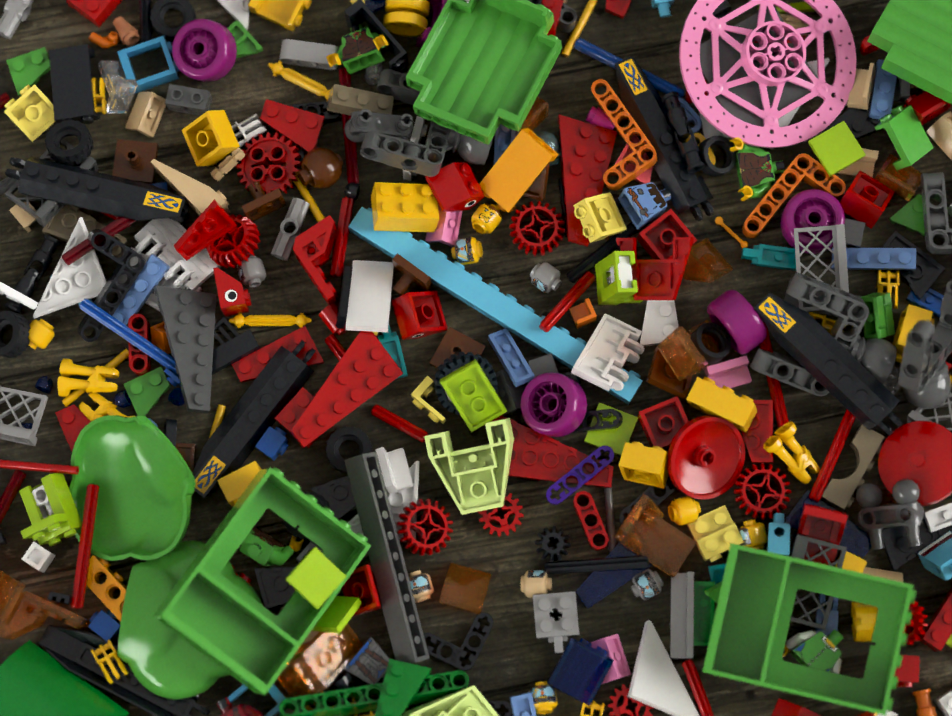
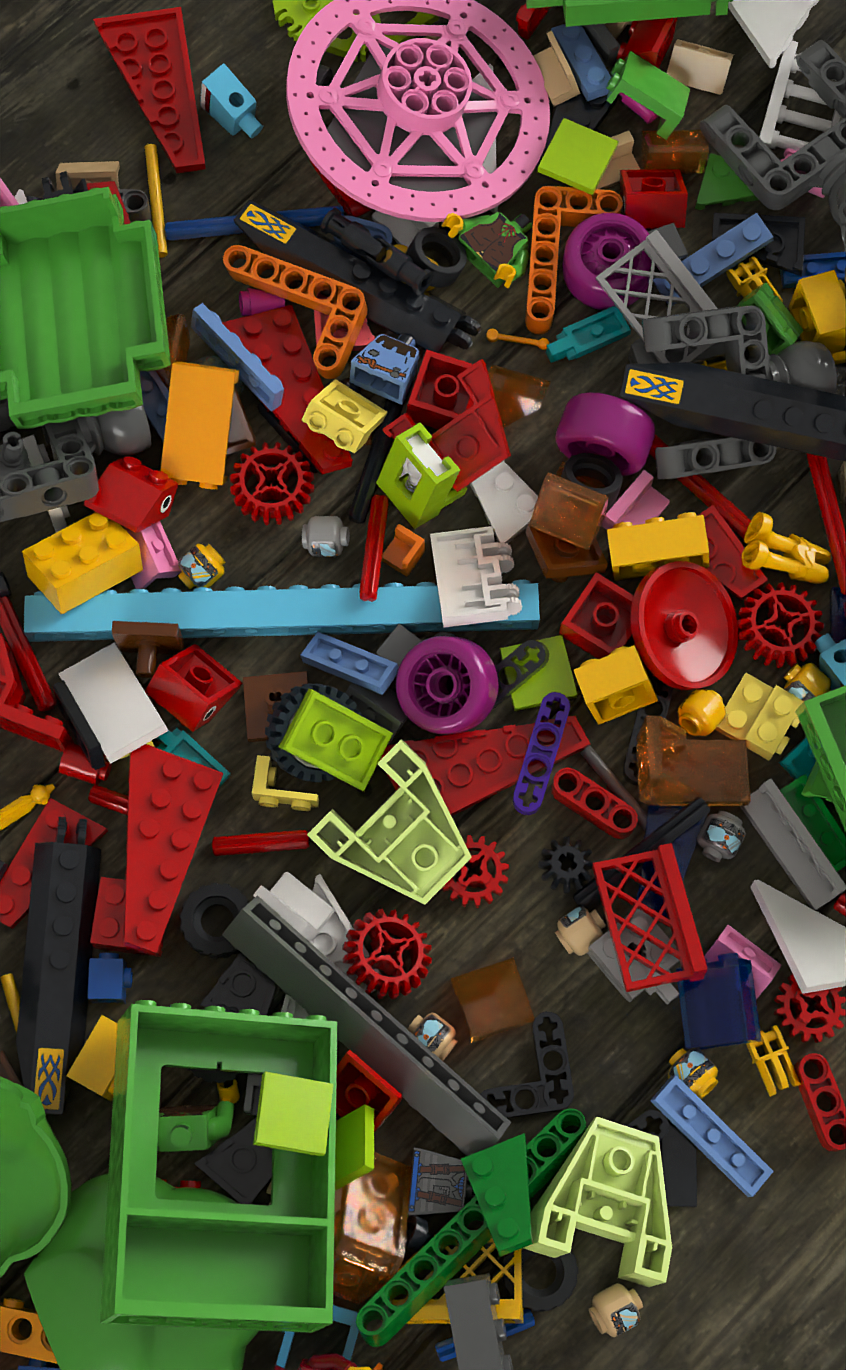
camera: 40 degrees left, 5 degrees down
(486, 218) = (198, 512): yellow head -> none
(563, 137) = (236, 356): none -> medium blue plate
(591, 608) = (678, 913): none -> red fence

